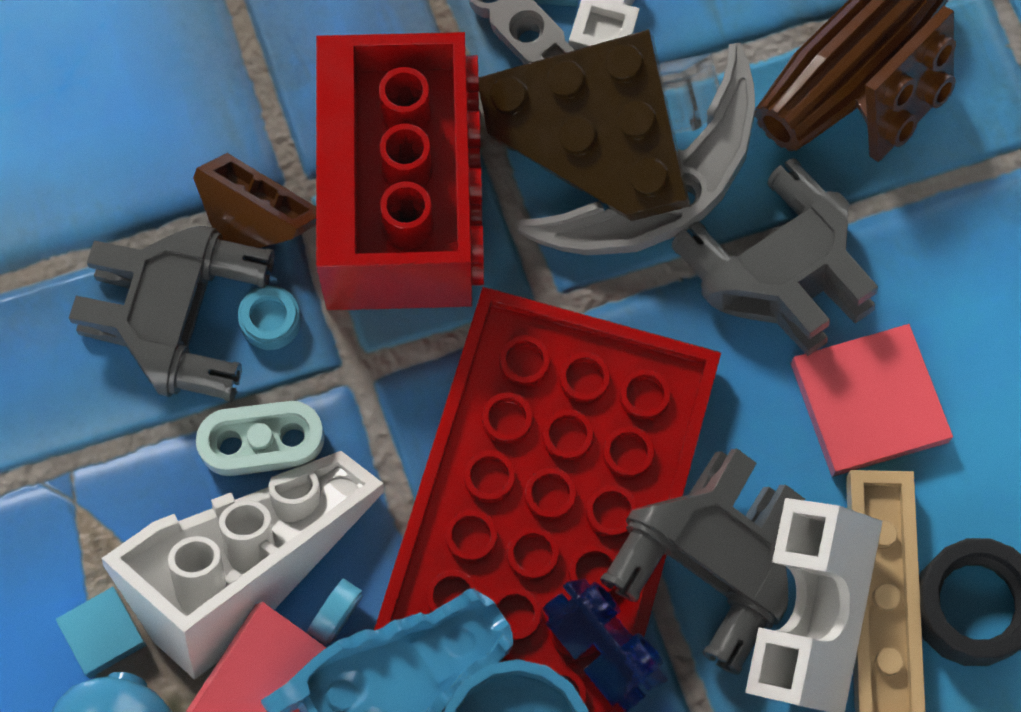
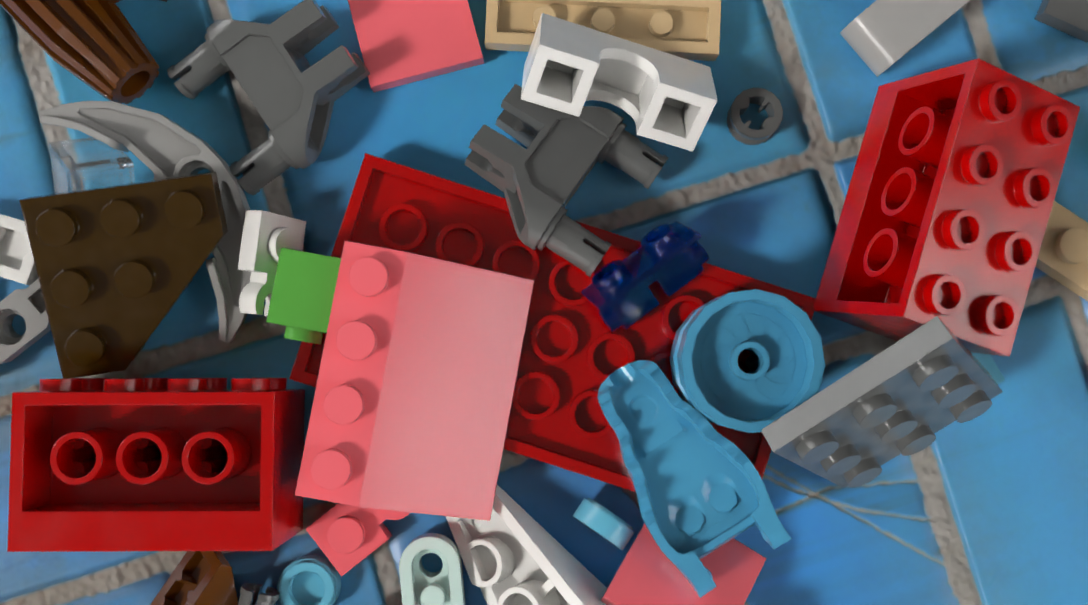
camera: 90 degrees left, 15 degrees up
(331, 360) = (351, 533): none -> coral plate
(481, 407) = (414, 384): none -> coral slope
(568, 300) = (303, 294): none -> bright green brick
(612, 264) = (260, 249): none -> white plate

